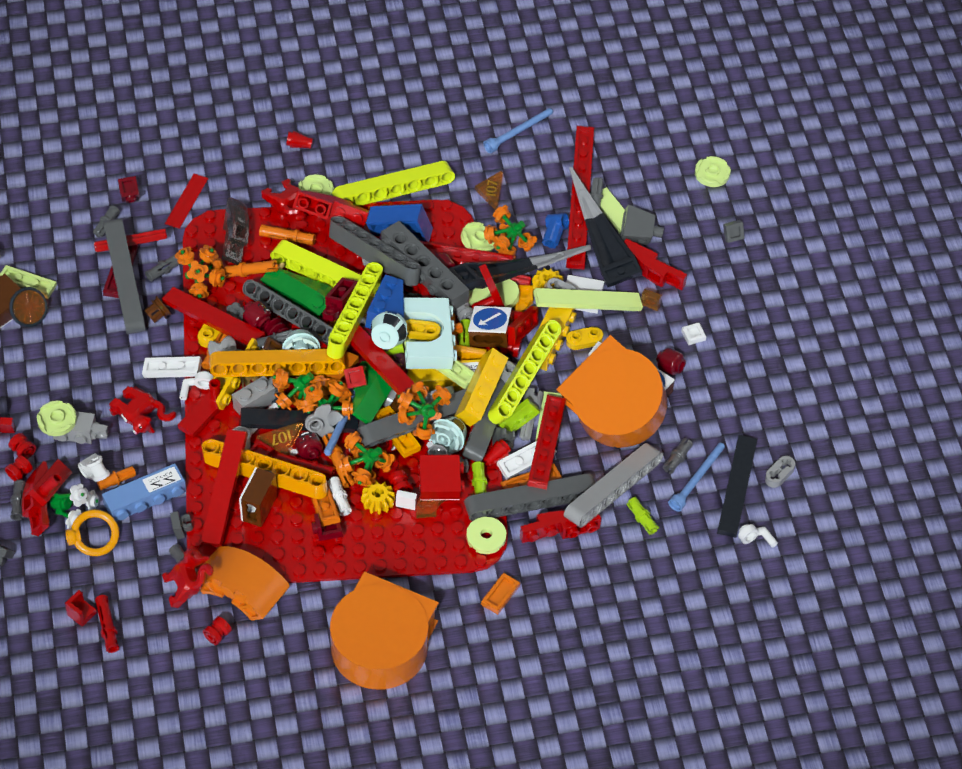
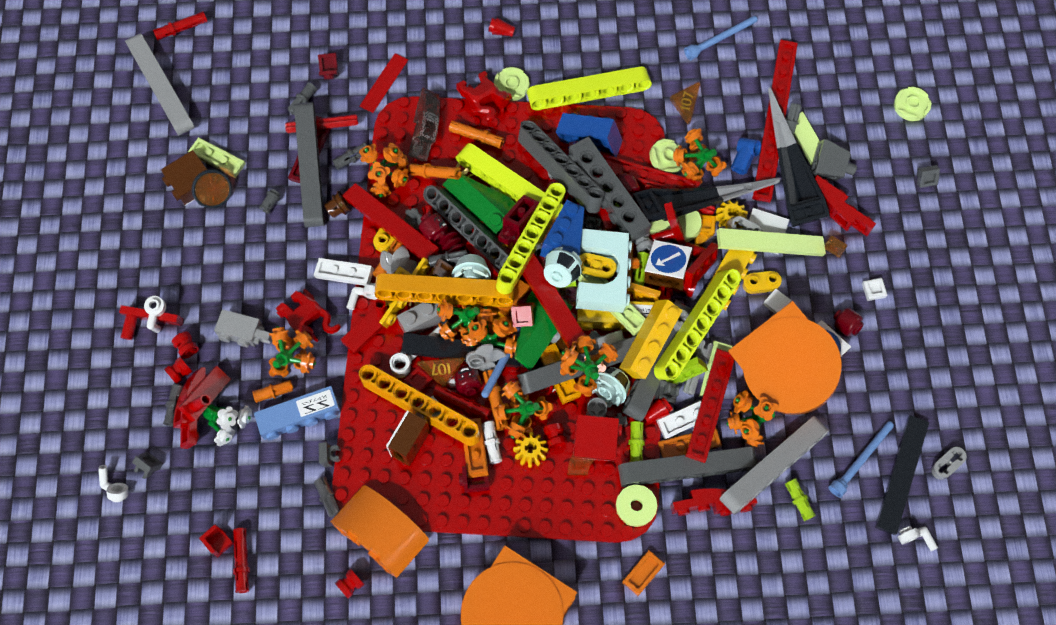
camera: 10 degrees right, 15 degrees up
(56, 418) = (220, 321): yellowish green tile -> none
(74, 538) = (220, 454): light orange piece -> none
(89, 311) = (270, 200): none -> dark grey pin
(93, 468) = (252, 380): white piece -> none
(126, 439) = (286, 347): none -> orange plant
(186, 576) = (324, 522): red animal -> none
(224, 487) = (375, 423): red tile -> none
(330, 206) = (521, 108): red slope -> none
(406, 500) = (559, 455): white tile -> none
(589, 445) = (750, 425): none -> orange plant
(677, 455) = (844, 432): flat silver pin -> none

